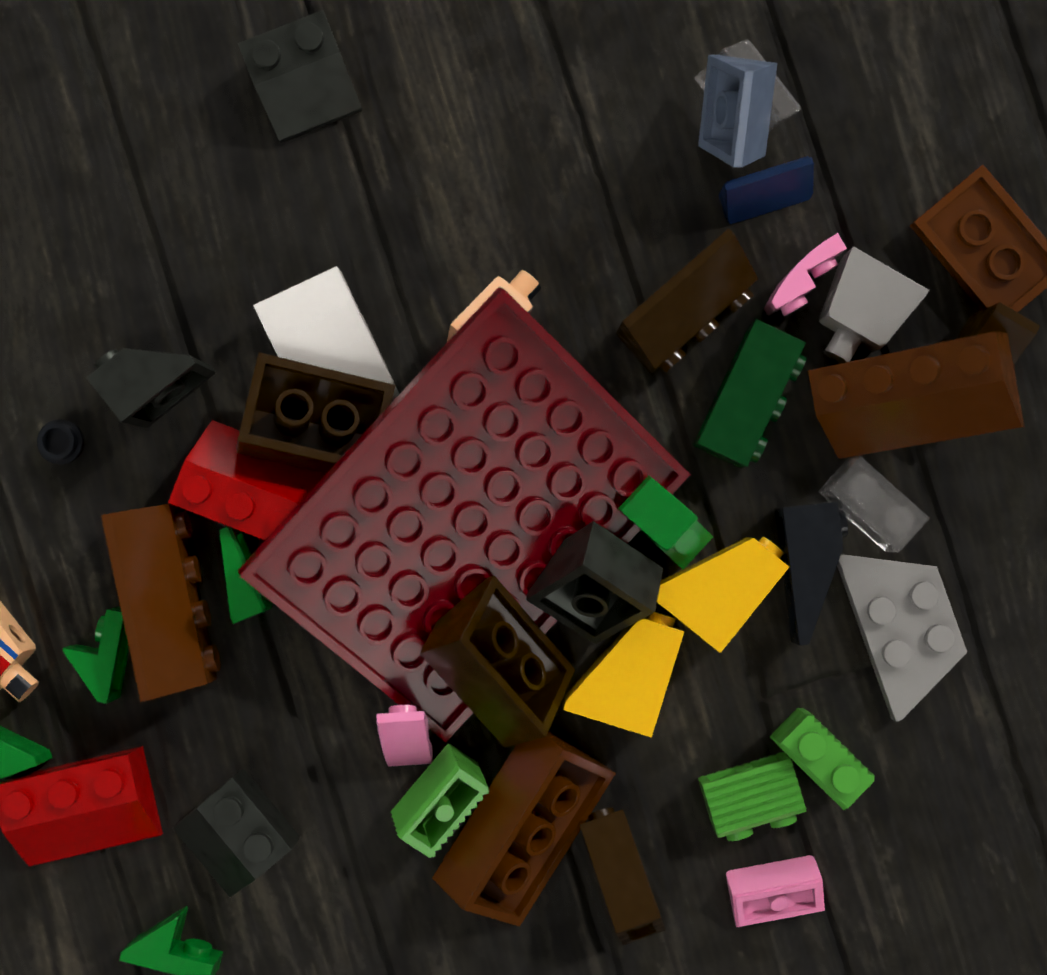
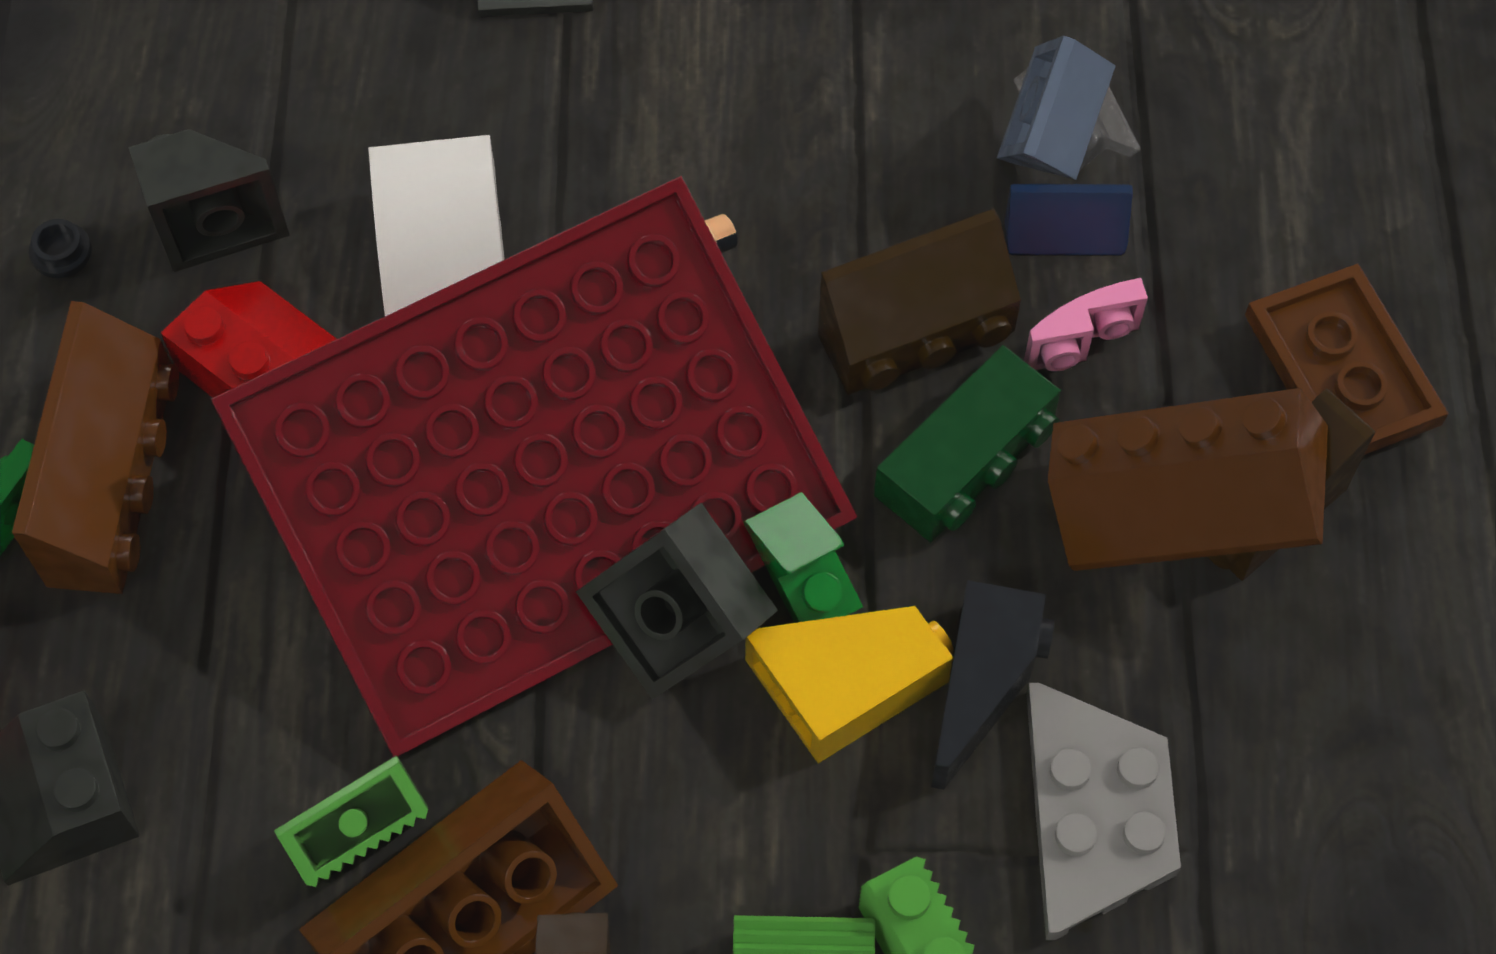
camera: 15 degrees right, 25 degrees down
(242, 598) = (210, 479): green slope -> none
(307, 412) = (361, 270): dark brown slope -> none
(405, 736) = (339, 718): bright pink slope -> none
(499, 663) = (507, 656): dark brown slope -> none
(629, 677) = (682, 747): yellow slope -> none
(866, 304) = (1162, 366): light grey torso -> none
(874, 504) = (1099, 624): clear brick -> none

